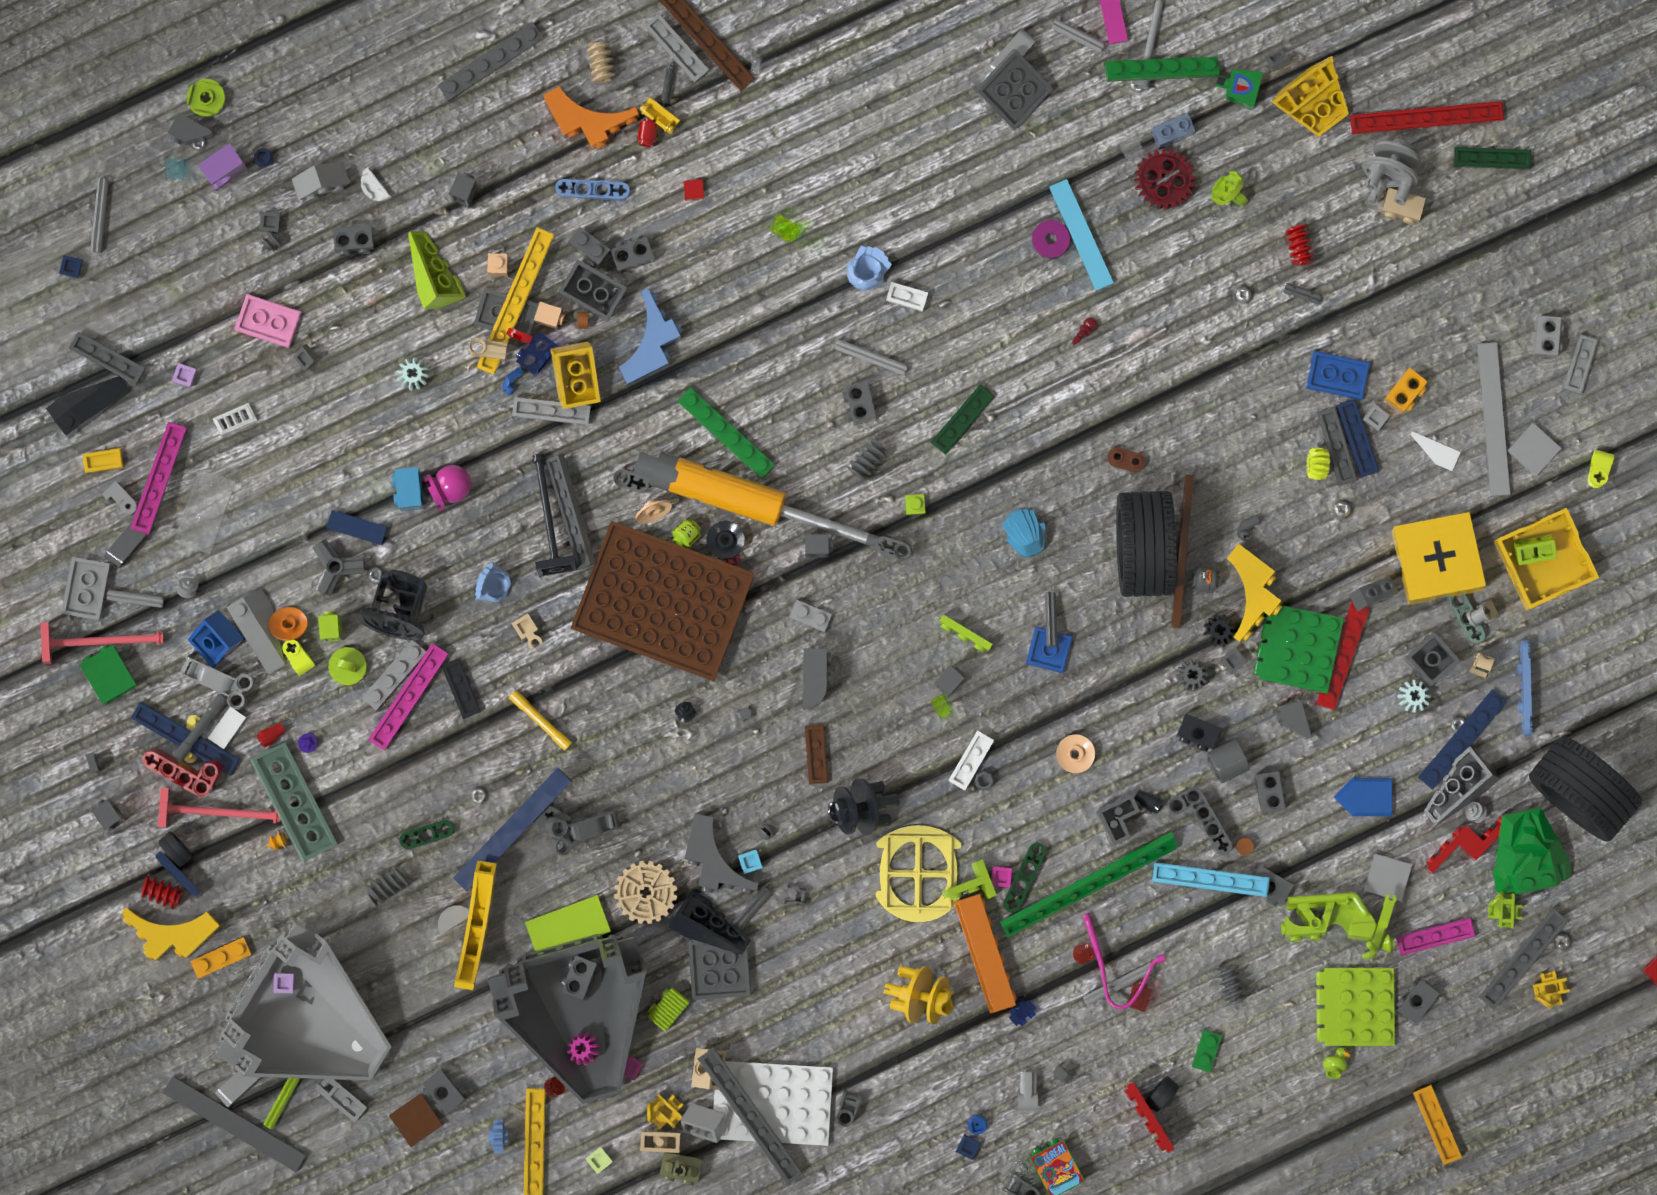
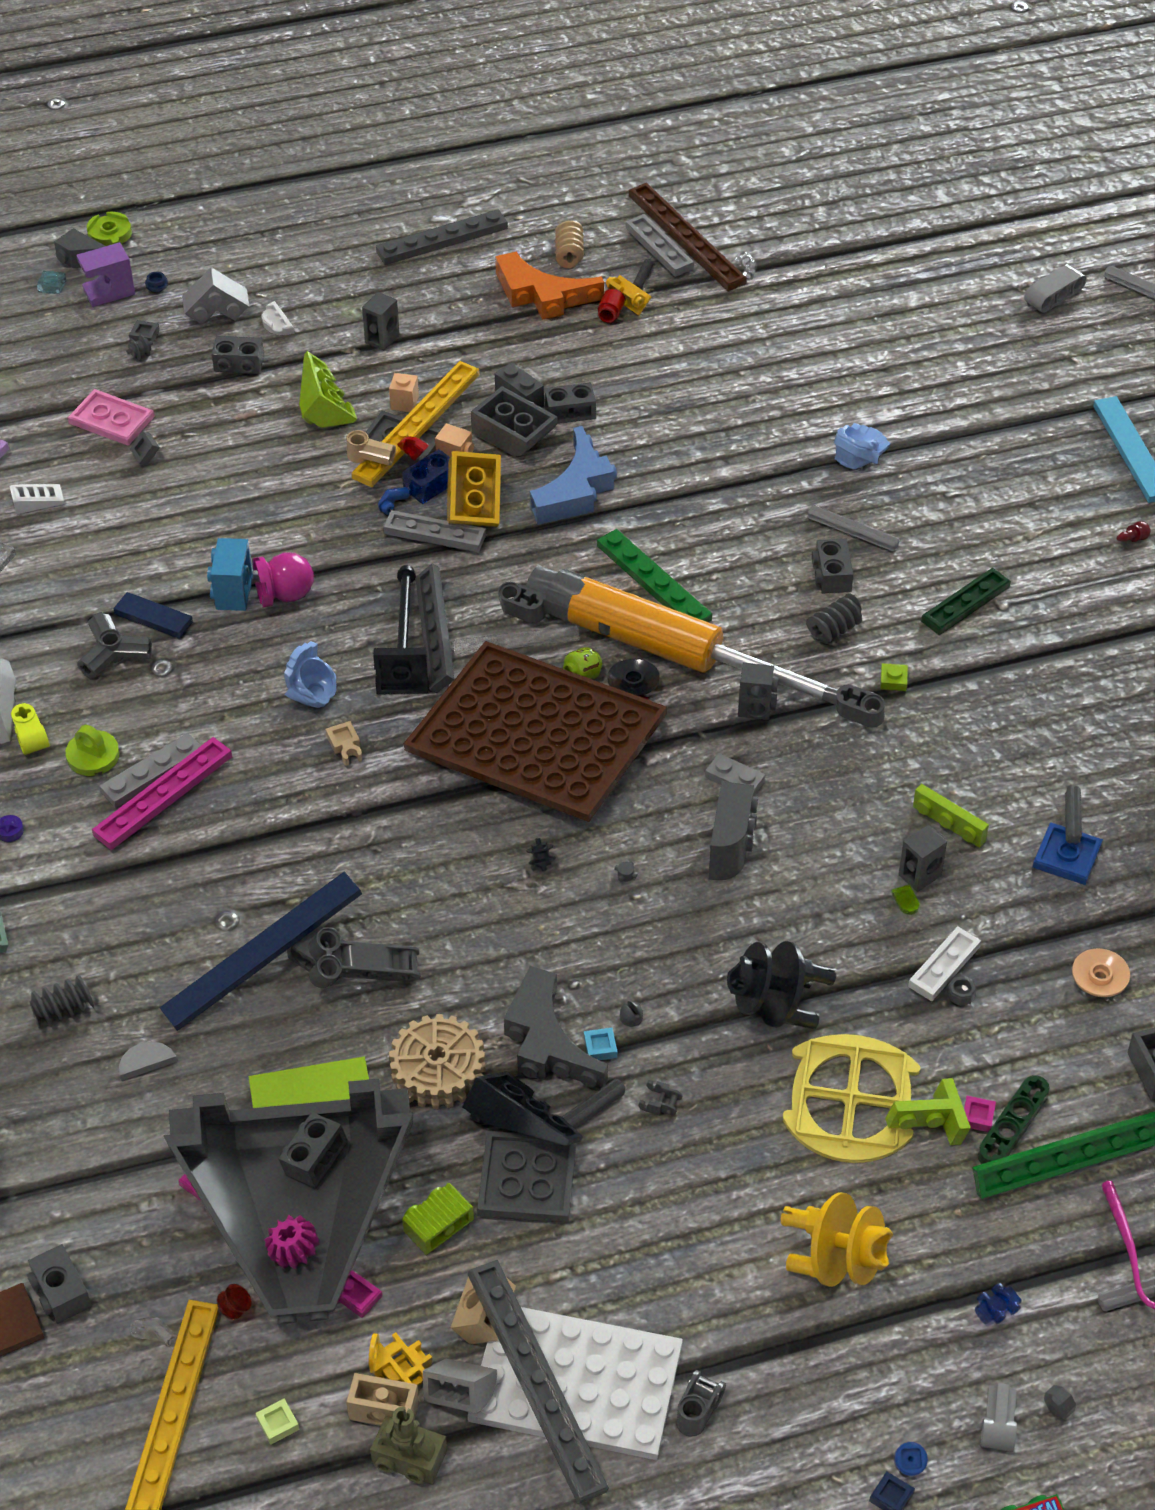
camera: 10 degrees right, 35 degrees down
(288, 617) = (29, 693): orange dish -> none
(330, 627) = (82, 698): lime brick -> none
(404, 623) = (179, 676): black piece -> none
(413, 380) = (271, 477): light aqua gear -> none
(439, 825) = (128, 946): dark green beam -> none
(461, 688) = (237, 796): black tile -> none
(477, 925) = (178, 1058): yellow arch -> none
(498, 1136) = (125, 1355): medium blue gear -> none
(523, 704) = (354, 861): yellow piece -> none
(583, 320) = (496, 448): dark orange piece -> none
(592, 192) = (567, 351): medium blue beam -> none
(653, 511) = (547, 641): light nougat dish -> none
(693, 189) = (656, 361): red tile -> none
(784, 228) = (760, 400): clear neon green bracket -> none
(816, 754) = (719, 932): reddish brown tile -> none
(907, 296) = (906, 477): white plate -> none
(985, 954) = (945, 1210): orange brick -> none
(1013, 89) = (1056, 308): dark grey plate -> none
(1025, 532) = (1044, 721): dark azure hair -> none
(1050, 250) = (1099, 439): magenta tile -> none
(1083, 953) = (1101, 1231): clear red wheel -> none

